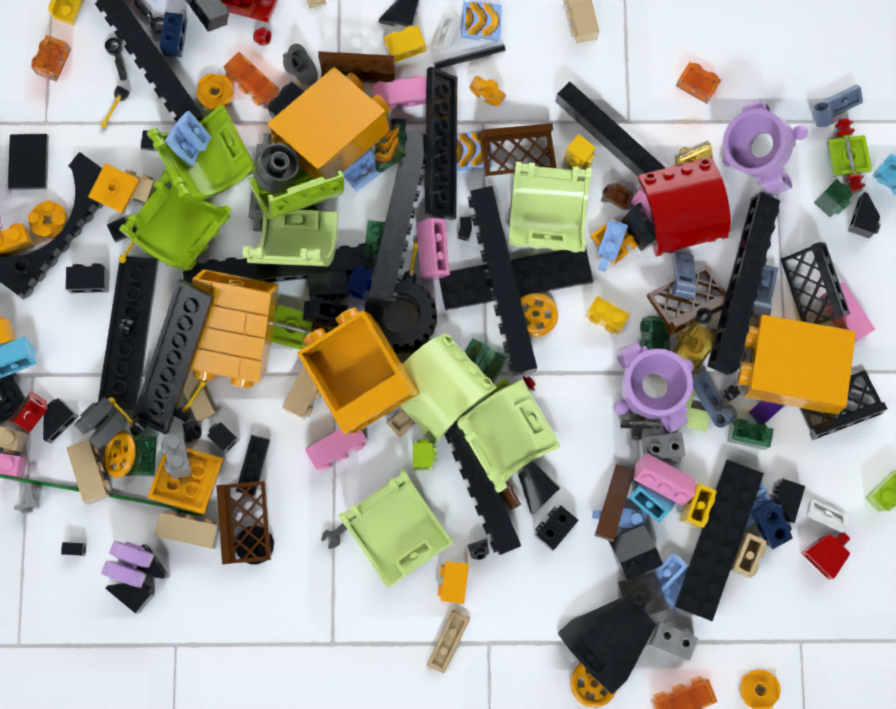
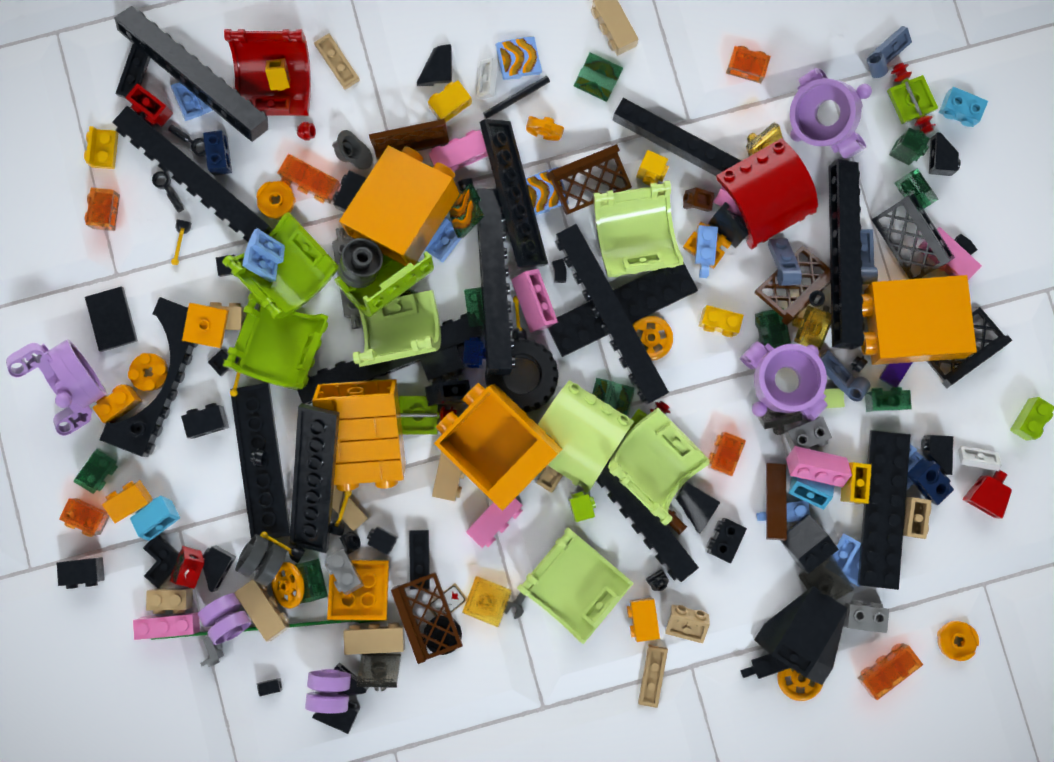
camera: 15 degrees left, 5 degrees up
(49, 469) = (224, 619): none -> lavender wheel
(182, 561) = (379, 670): none -> clear smoke tile
(276, 513) = (454, 598): none -> white sticker
(307, 524) = (487, 601): none -> clear yellow tile
(496, 599) = (688, 623): none -> tan bracket
(552, 58) = (598, 77): none -> clear green slope
(560, 662) = (764, 666): none -> black plate
(578, 444) = (726, 453): none -> clear orange brick
(831, 234) = (916, 183): none -> clear green brick
(866, 305) = (966, 244): none -> black piece

